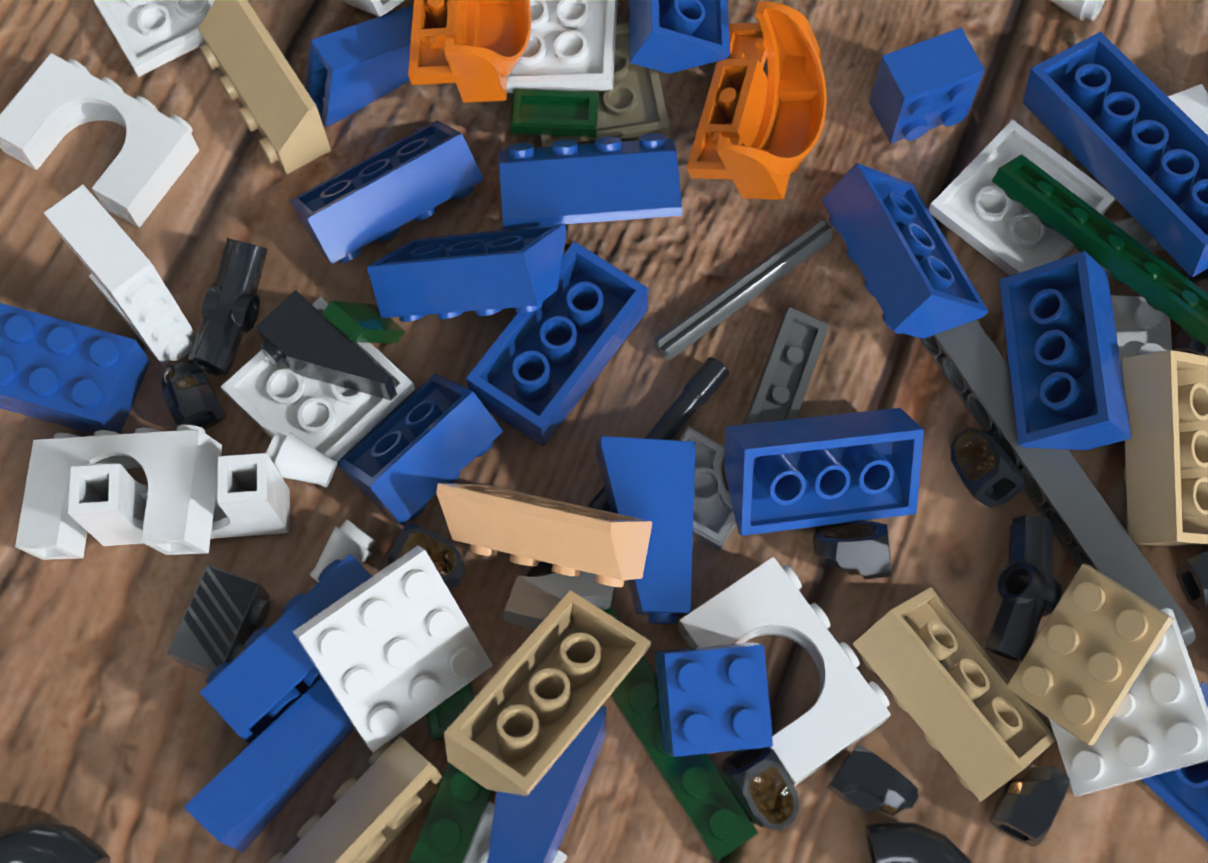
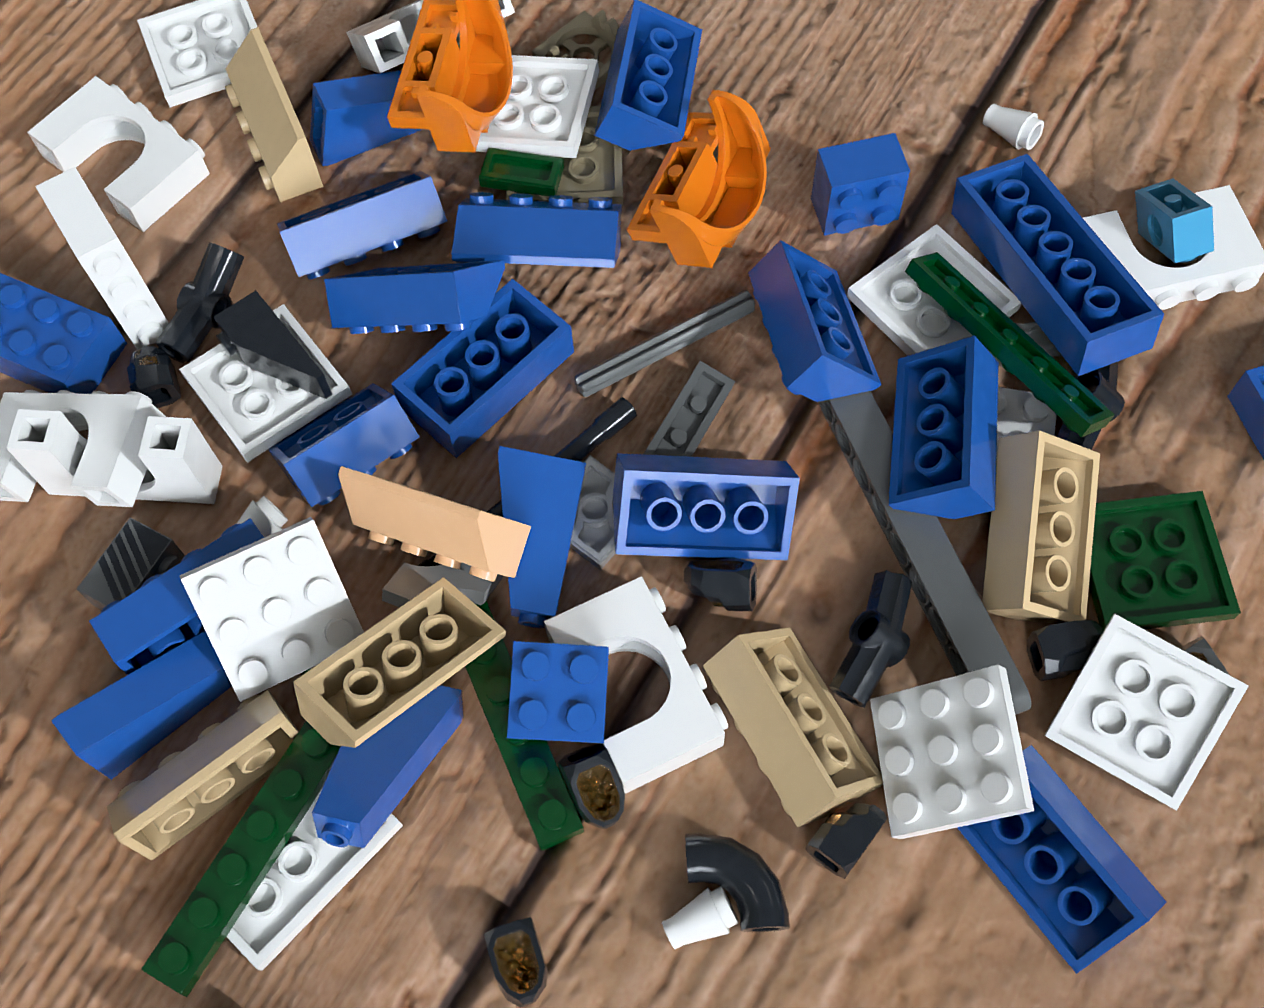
camera: 10 degrees right, 5 degrees down
(299, 460) = (230, 438): white cone -> none
(362, 322) = (312, 328): dark green tile -> none
(440, 550) = (337, 535): rock -> none
(873, 784) = (698, 796): black rock -> none
(985, 467) = (858, 525): black rock -> none
(1089, 654) = (921, 701): tan plate -> none

